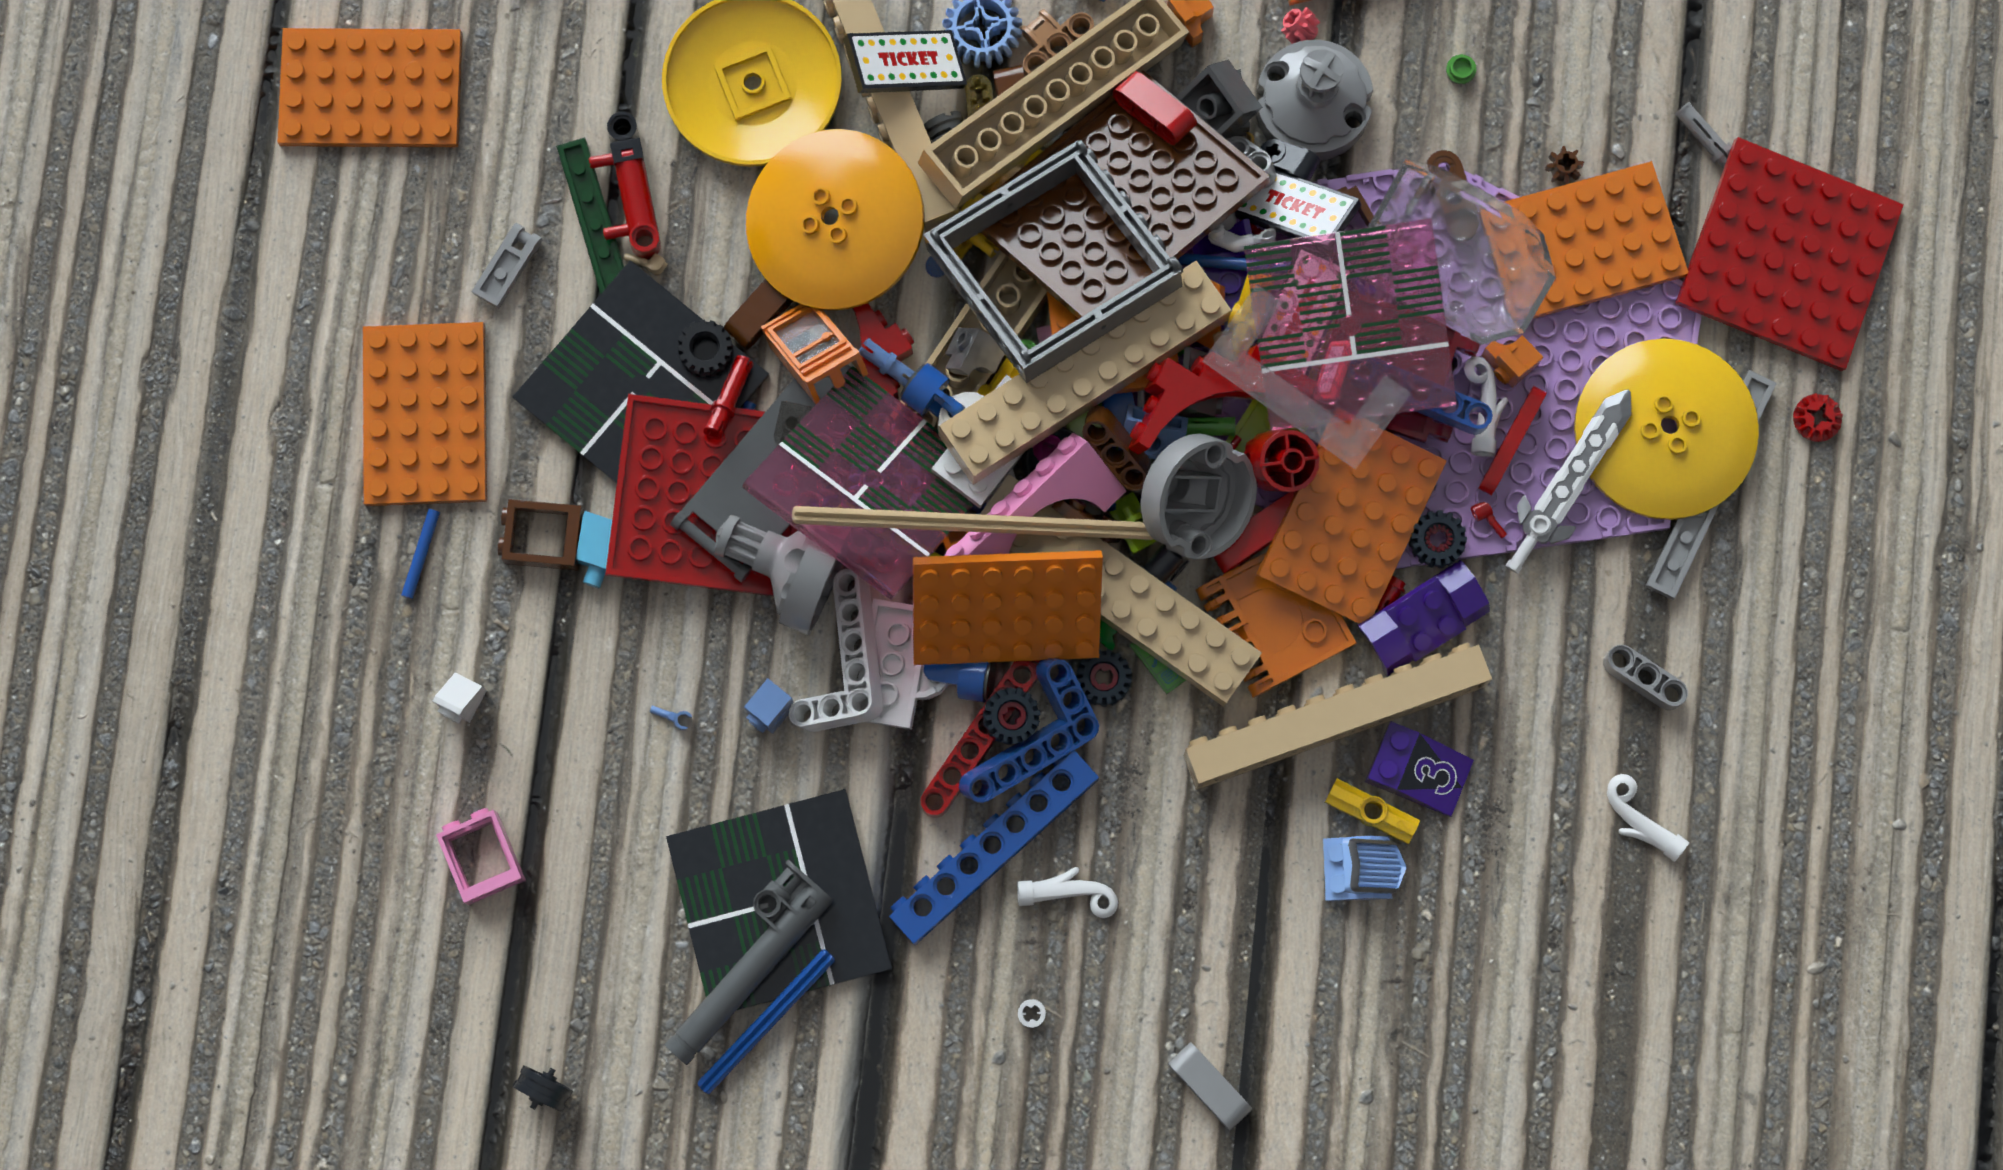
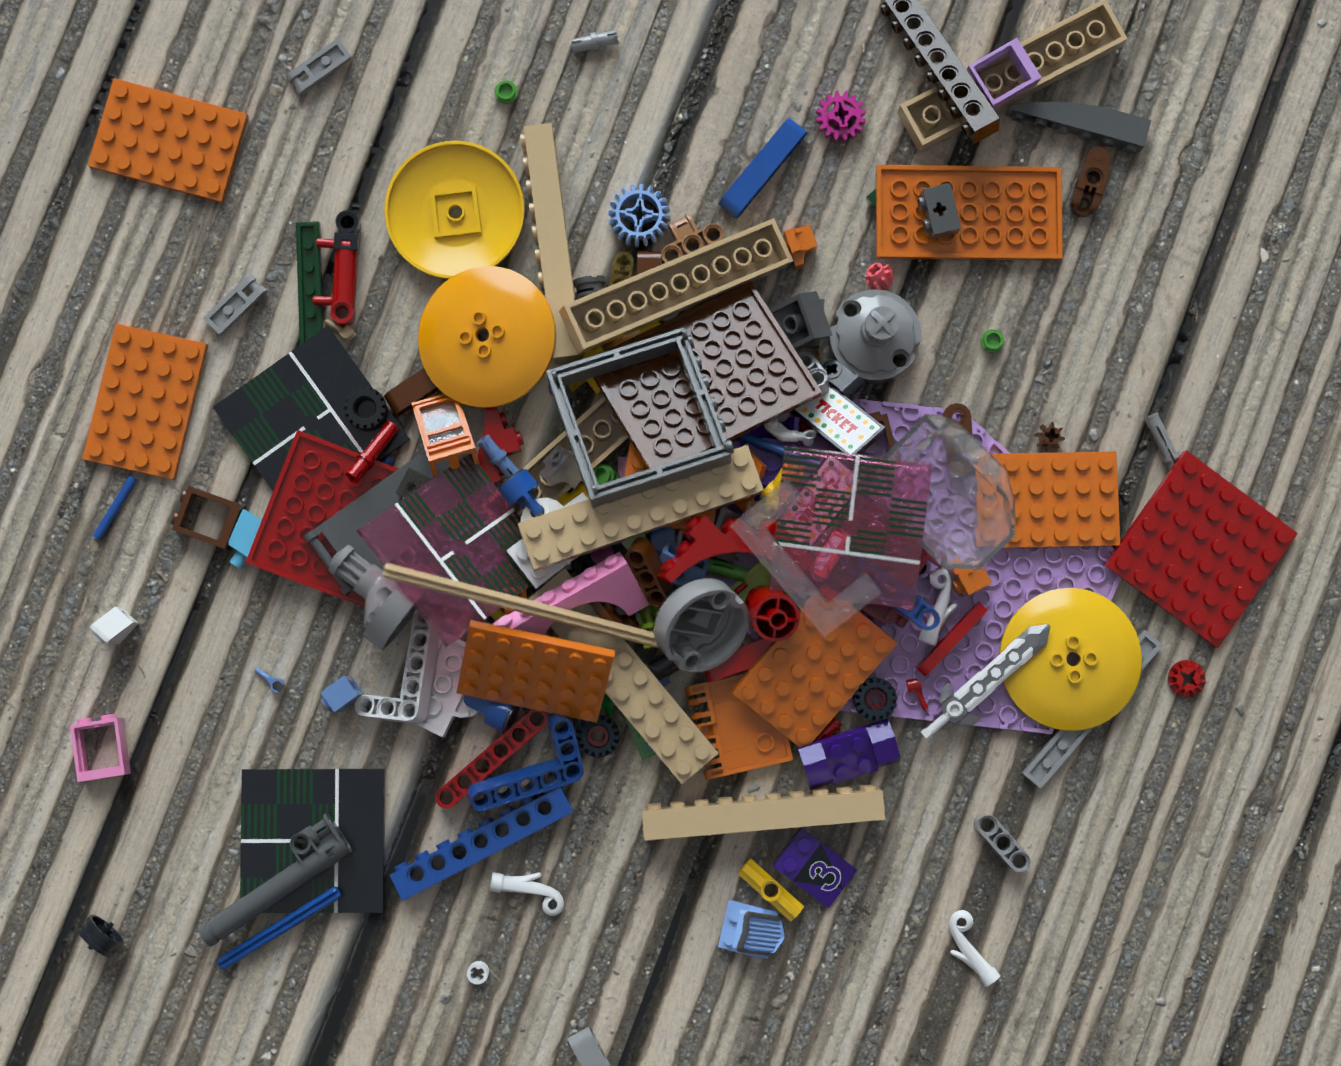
camera: 10 degrees right, 5 degrees up
(904, 61) = (570, 229): tile -> none
(1024, 725) = (528, 758): black bush -> none
(1154, 108) = (750, 315): beam -> none

